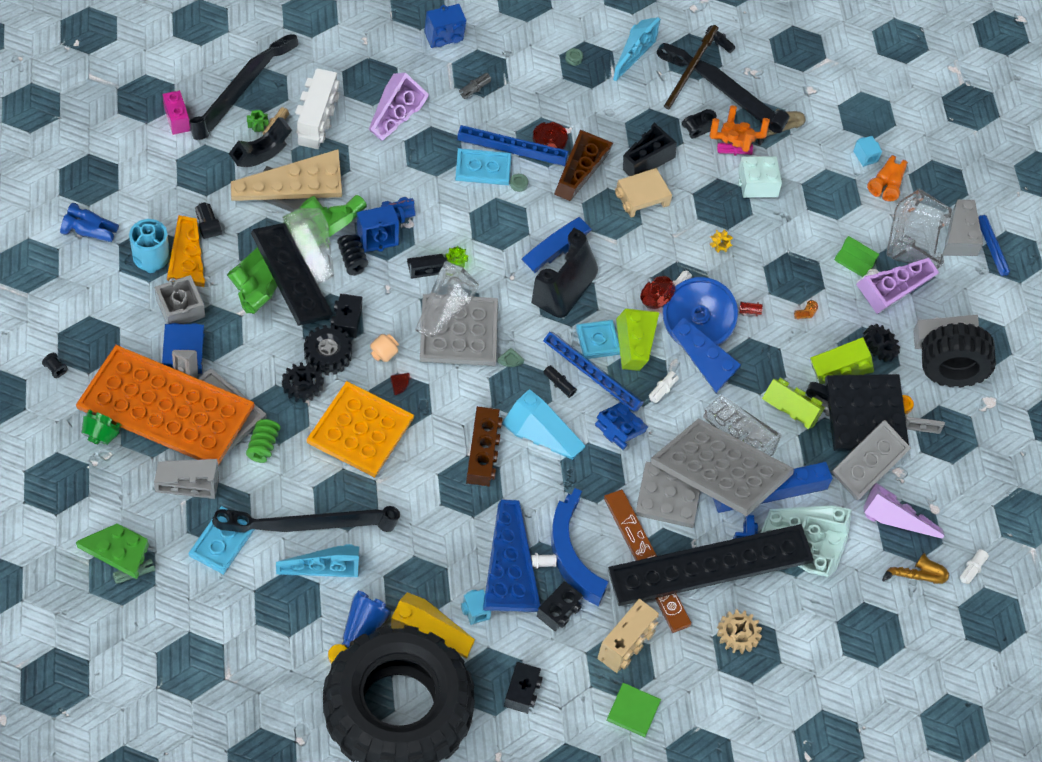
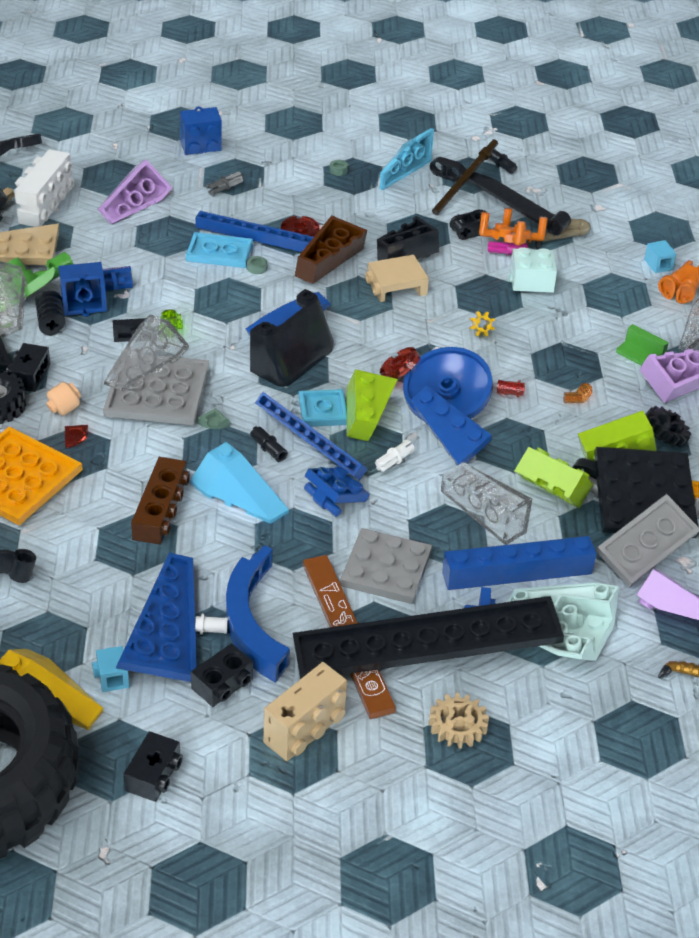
camera: 10 degrees right, 15 degrees down
(633, 710) = (302, 806): bright green tile -> none
(722, 466) = (455, 531): light grey plate -> none

